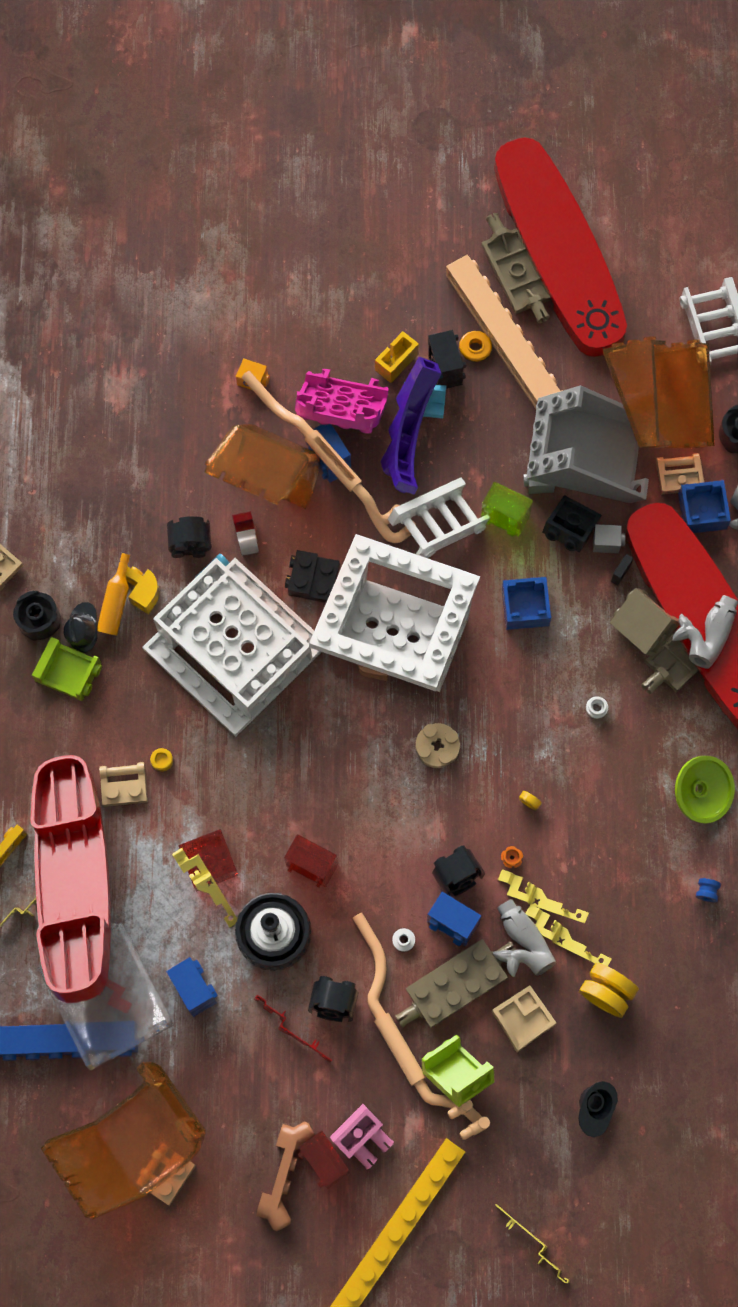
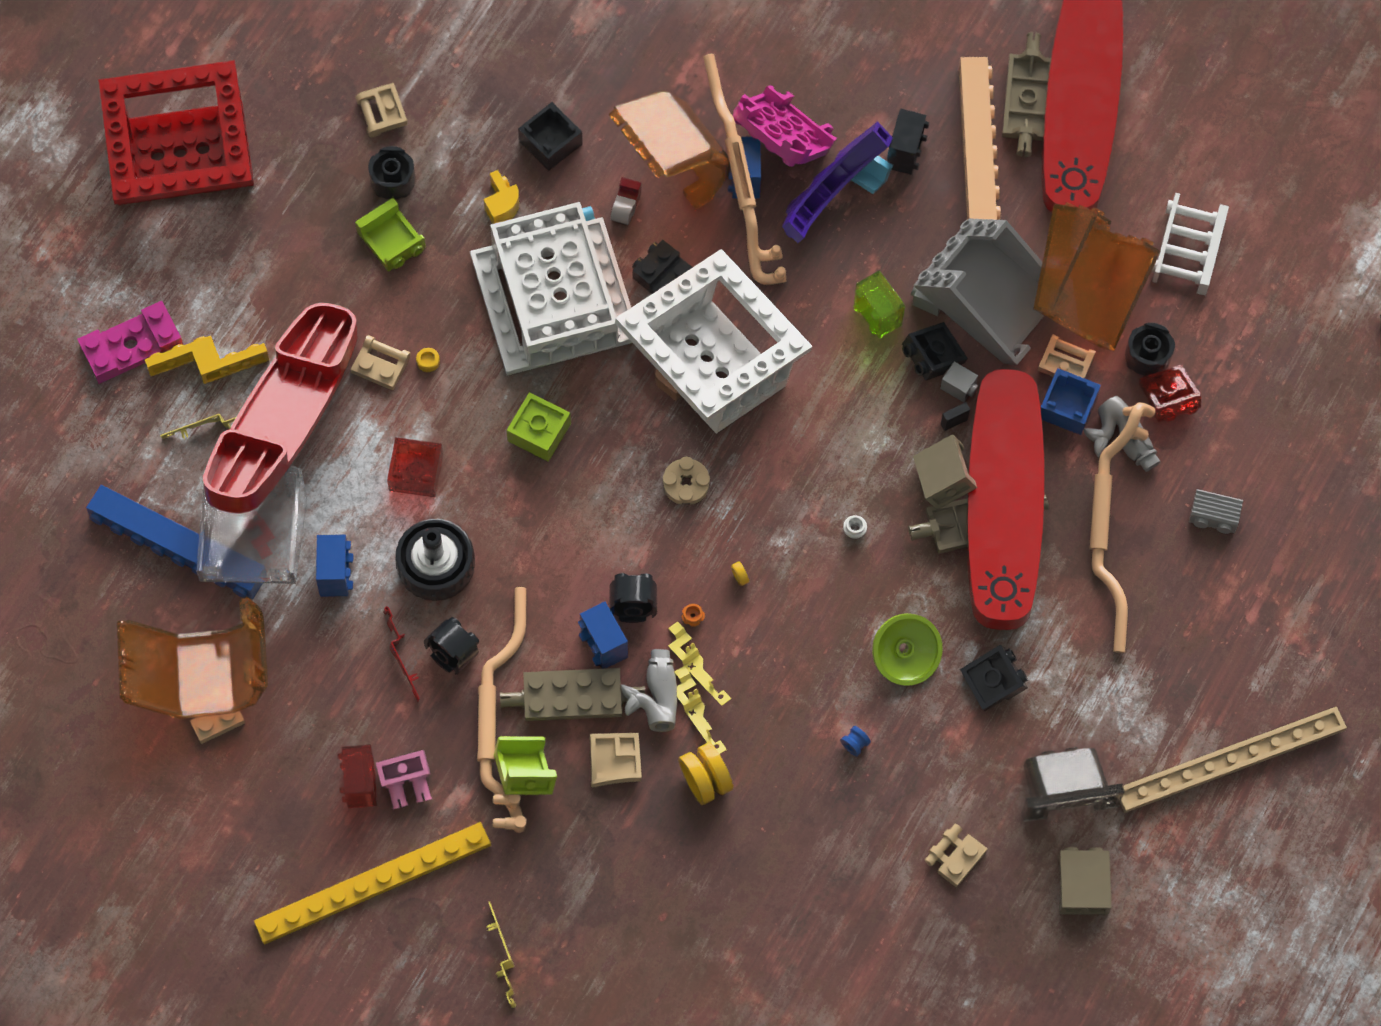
camera: 25 degrees right, 5 degrees down
(82, 627) = (425, 205): black piece -> none
(114, 599) = (469, 195): light orange piece -> none
(150, 511) = (550, 136): none -> black container
(189, 537) = (570, 176): black brick -> none
(200, 881) = (395, 476): light yellow piece -> none
(258, 370) = (725, 63): light orange brick -> none
(271, 1206) = (289, 791): nougat plate -> none
(291, 767) = (538, 426): none -> lime container
(311, 861) = (506, 516): clear red container -> none
(403, 352) = (872, 110): yellow piece -> none
(403, 946) = (552, 638): white plate -> none
(437, 499) = (818, 260): white fence -> none
(475, 337) = (949, 137): light orange piece -> none
(526, 603) = (846, 398): blue container -> none
(597, 1108) = (631, 869): black piece -> none
(717, 629) = (1004, 511): light grey piece -> none

